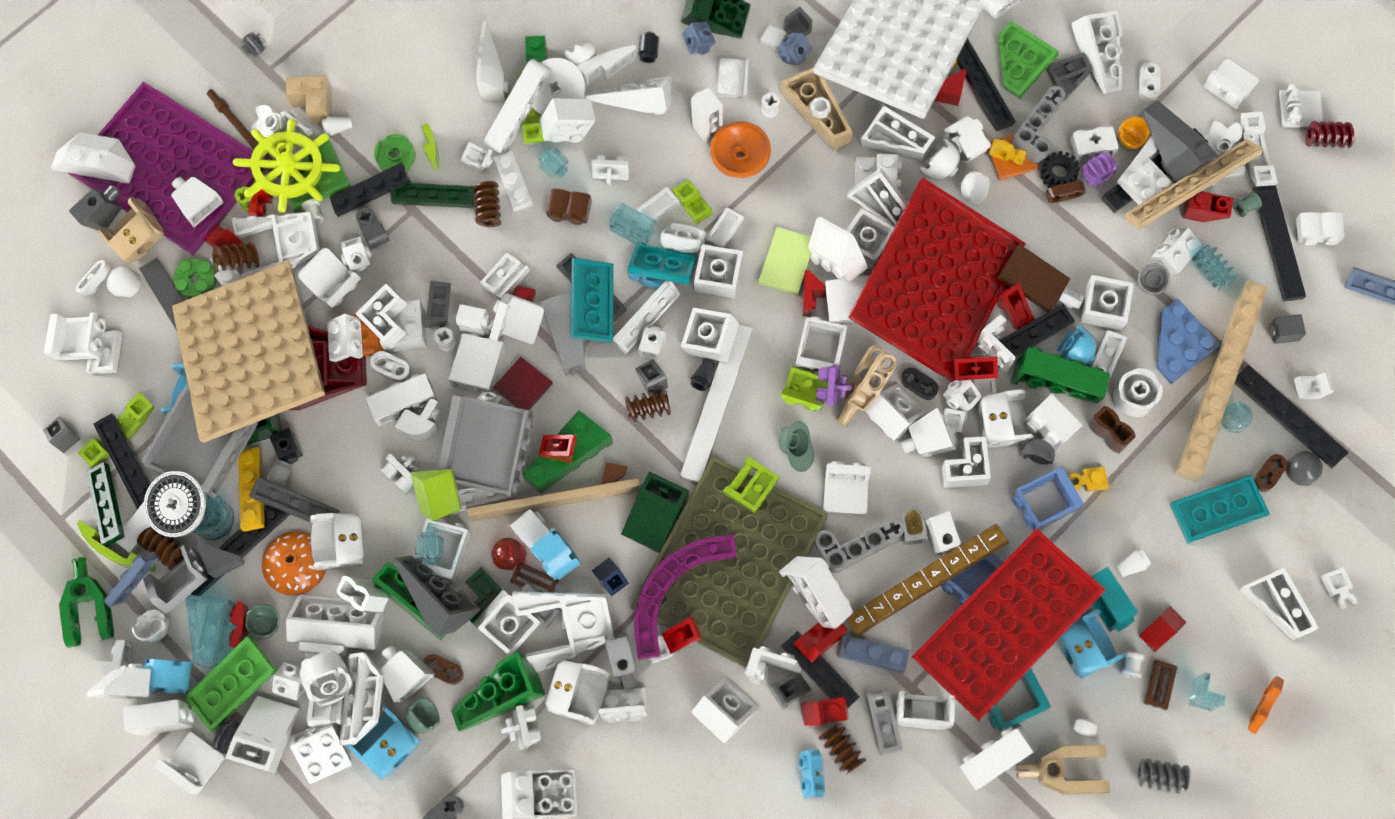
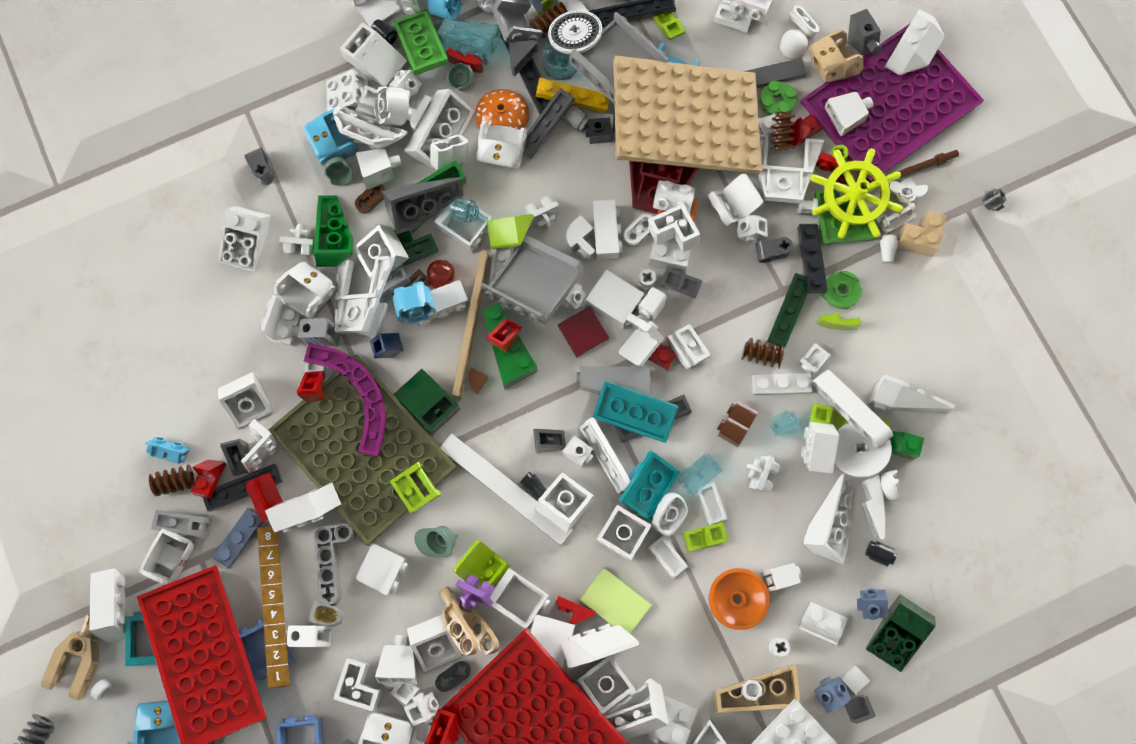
camera: 110 degrees right, 5 degrees up
(647, 405) = (521, 427): reddish brown piece -> none

